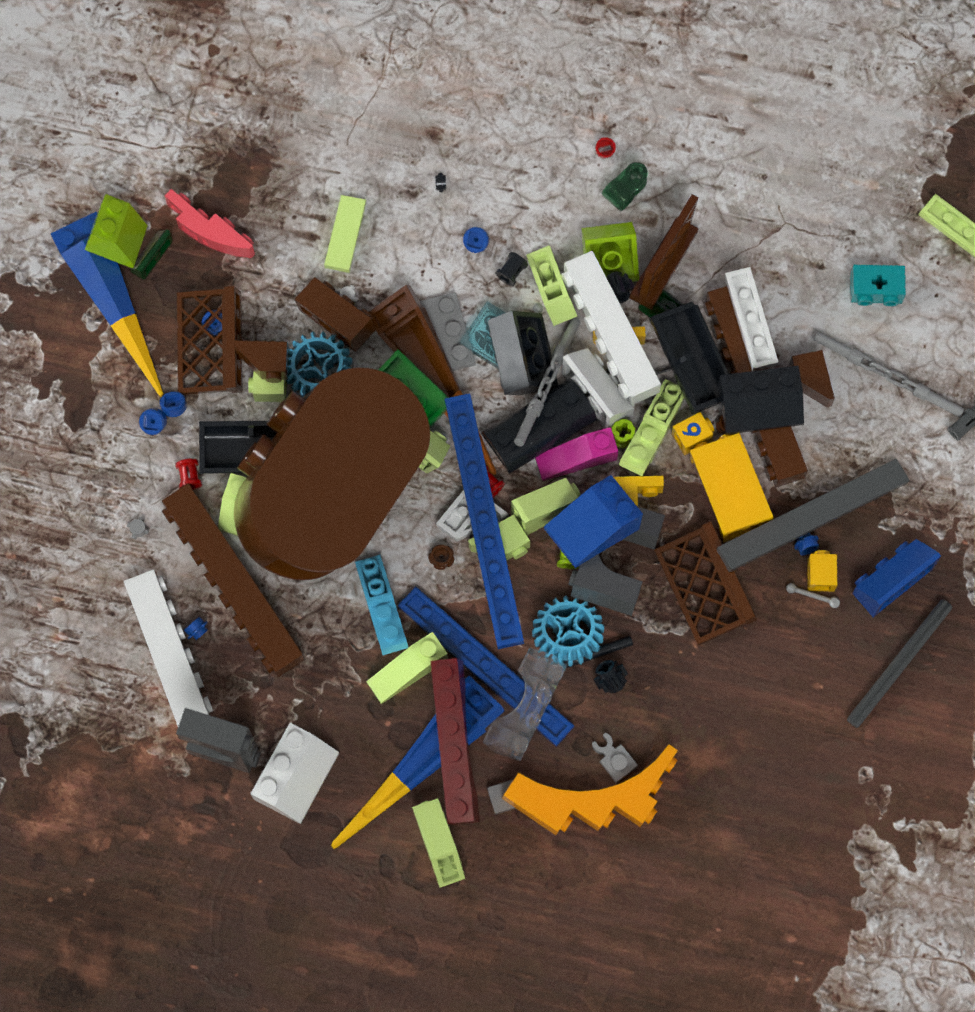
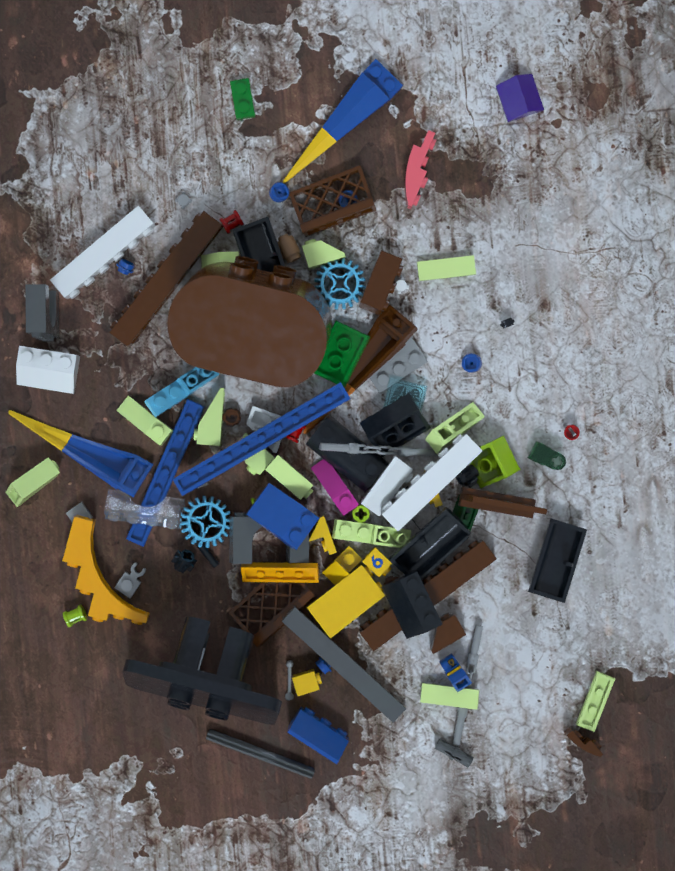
camera: 70 degrees right, 15 degrees up
(36, 412) = (242, 99): none -> green plate
(117, 232) = (389, 106): lime slope -> none
(152, 254) = (385, 136): dark green slope -> none
(152, 421) = (262, 182): blue tile -> none
(164, 82) = (519, 97): none -> dark purple slope
(249, 411) = (289, 248): none -> medium nougat brick
(265, 358) = (327, 247): reddish brown slope -> none
(436, 452) = (303, 389): yellowish green slope -> none
(443, 584) = (210, 426): none -> yellowish green slope
(457, 774) = (110, 465): dark red arch -> none
(511, 269) = (457, 395): black bush -> none
(637, 845) = (75, 615): none -> lime bush
(666, 556) = (280, 572): none -> light orange plate
(683, 480) = (342, 565): none -> yellow slope
(751, 319) = (470, 578): white plate -> none
(762, 212) = (557, 560): none -> black container
(794, 678) = (218, 693): none -> black piece
(867, 380) = (455, 672): none -> blue leg
(890, 280) = (538, 666): teal brick -> none
(895, 397) = (449, 696): none -> yellowish green tile

